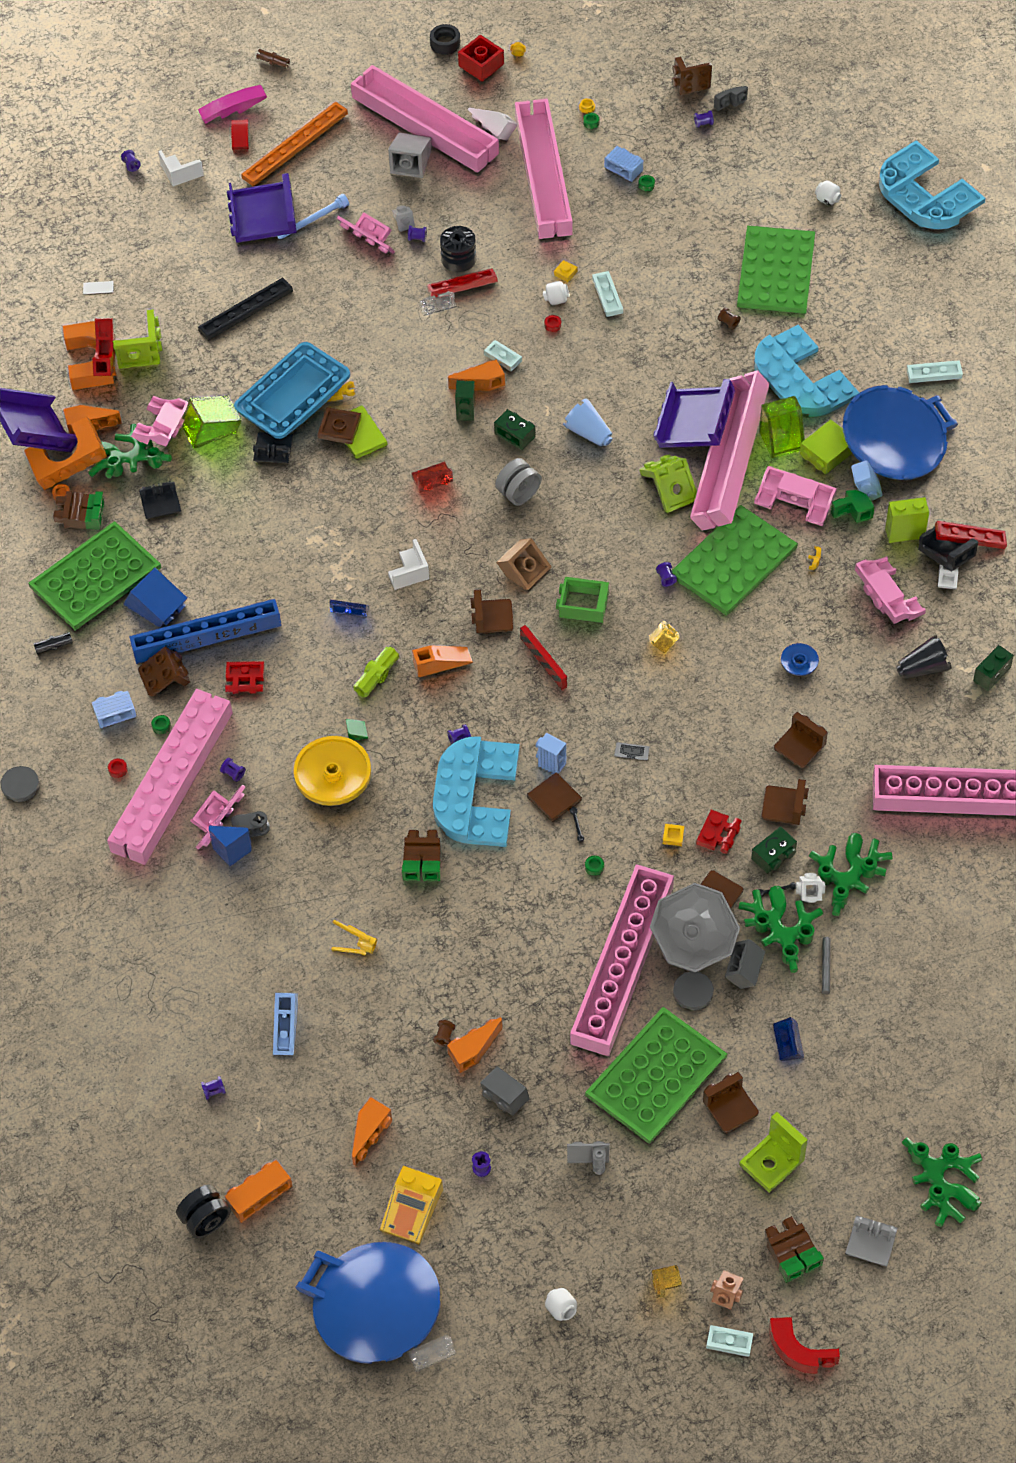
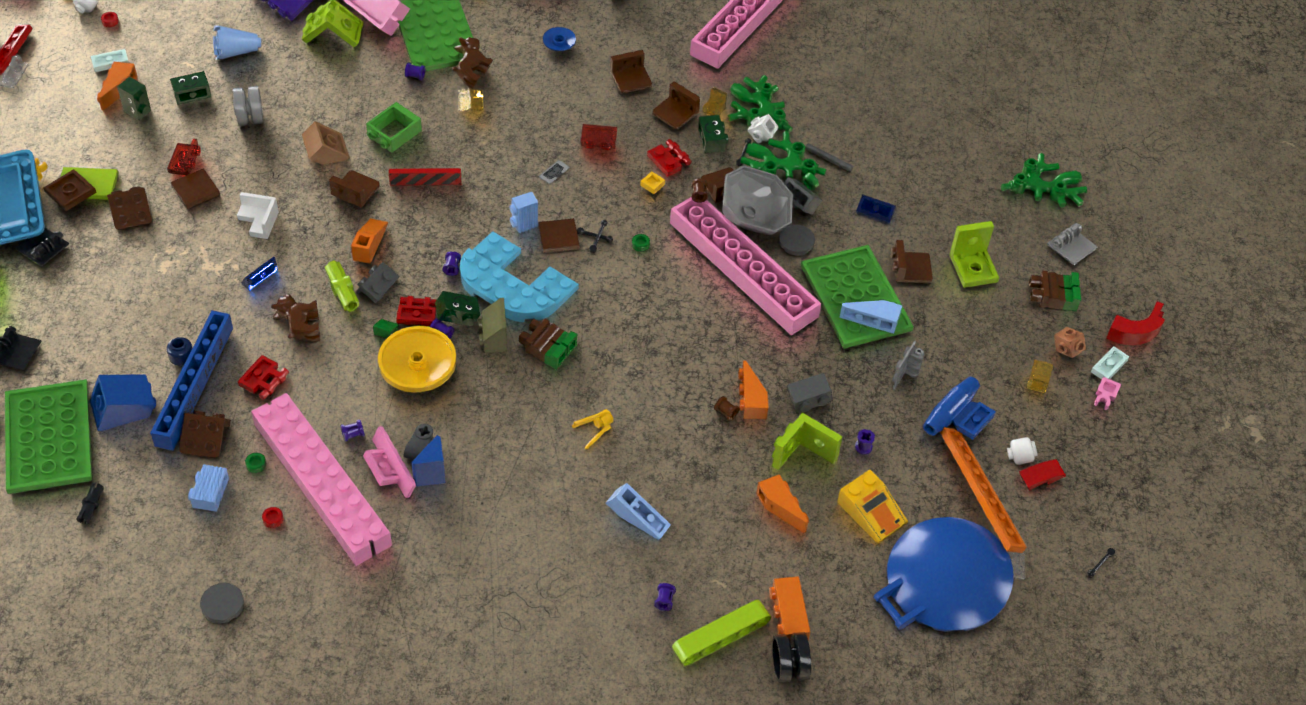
camera: 65 degrees left, 5 degrees down
(204, 1148) = (721, 632): none -> lime beam
(226, 601) = (179, 350): none -> dark blue head
(319, 662) = (298, 316): none -> reddish brown animal
(351, 476) = (129, 208): none -> reddish brown bracket
(380, 770) = (439, 325): none -> dark purple bush
(384, 743) = (416, 315): none -> red plate
(399, 694) = (378, 282): none -> dark grey bracket
(404, 768) = (457, 308): none -> dark green brick
(406, 808) = (494, 327): none -> olive slope
(408, 506) = (195, 188): none -> reddish brown tile
(437, 1101) = (810, 435): none -> lime bracket
(484, 1286) = (983, 491): none -> orange plate
(496, 1435) = (1110, 553): none -> black hinge
(547, 1334) = (1043, 472): none -> red slope
(560, 832) = (593, 248): none -> black hinge
(570, 1228) = (959, 409): none -> blue plate
(634, 1099) = (875, 314): none -> light blue slope
(669, 873) = (699, 190): none -> reddish brown bush
(693, 1352) = (1107, 392): none -> bright pink plate
(696, 760) = (599, 136): none -> clear red bracket
(707, 607) = (471, 61): none -> reddish brown animal
(775, 964) = (810, 181): none -> green tile
(817, 833) = (716, 103): none -> clear yellow panel

